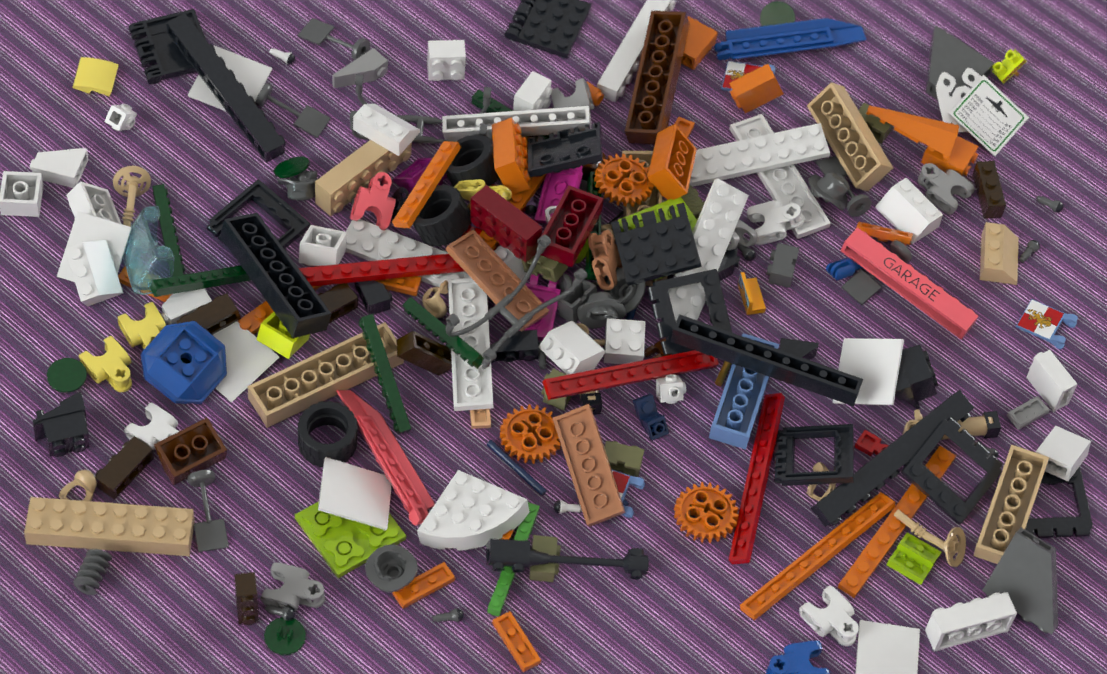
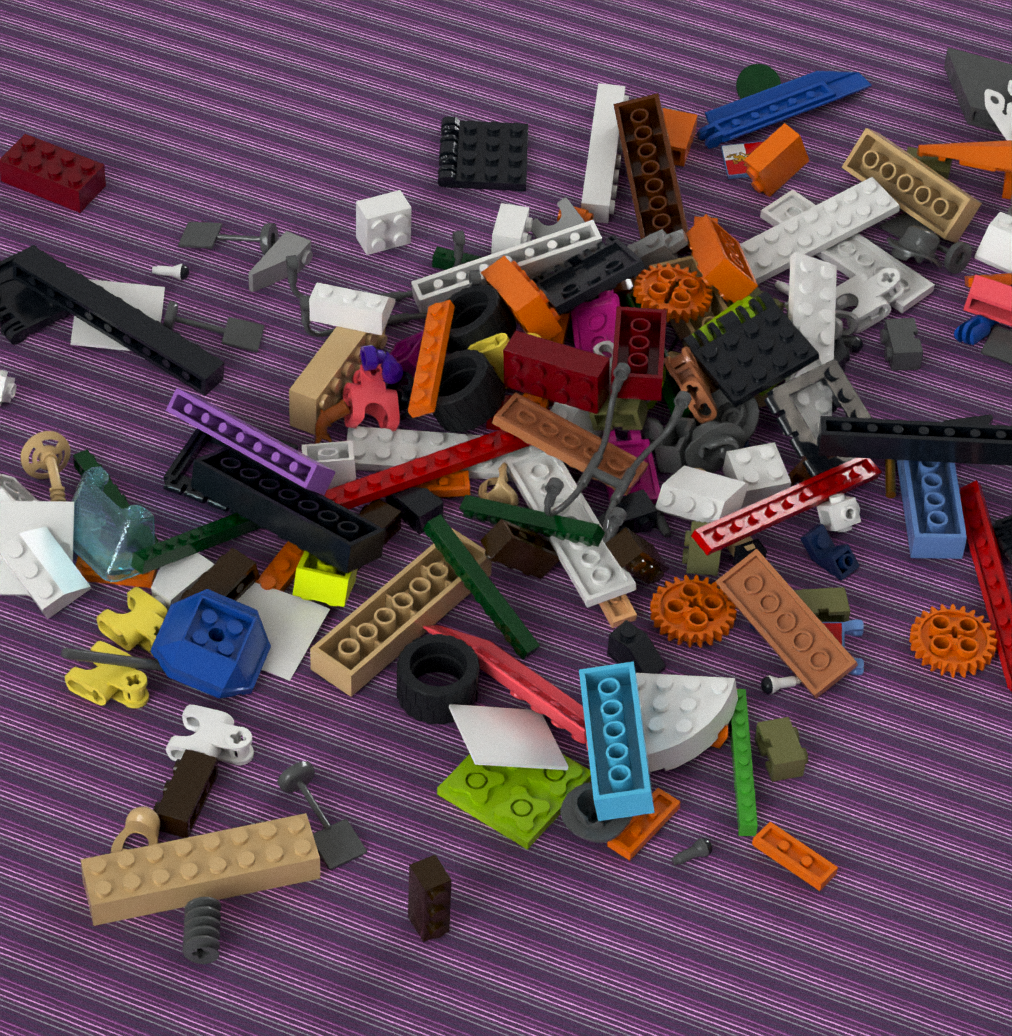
camera: 15 degrees left, 10 degrees down
(63, 427) = (88, 763): black piece -> none
(66, 375) = (59, 704): dark green piece -> none
(108, 354) = (111, 659): none -> dark grey bar
(190, 450) = (269, 746): reddish brown slope -> none
(271, 215) = (251, 441): none -> medium lavender brick
(285, 636) = (492, 938): dark green piece -> none
(286, 613) = (483, 908): dark grey piece -> none
(291, 167) = (243, 390): dark green piece -> none
(295, 590) = (481, 874): light grey piece -> none
(302, 187) = (267, 406): dark grey hat -> none
(335, 210) = (328, 417): none -> dark orange piece
(395, 185) = (372, 357): none -> dark purple arm
(420, 523) = (616, 741): none -> medium azure brick
(476, 453) = (632, 644): none -> black slope
(504, 383) = (637, 556): none -> dark brown brick
(516, 467) = (695, 657): dark blue bar -> none
(518, 555) = (755, 747): black bar -> none
(629, 139) = (659, 247): none -> light grey hinge
(751, 295) = (879, 386): light orange panel -> none

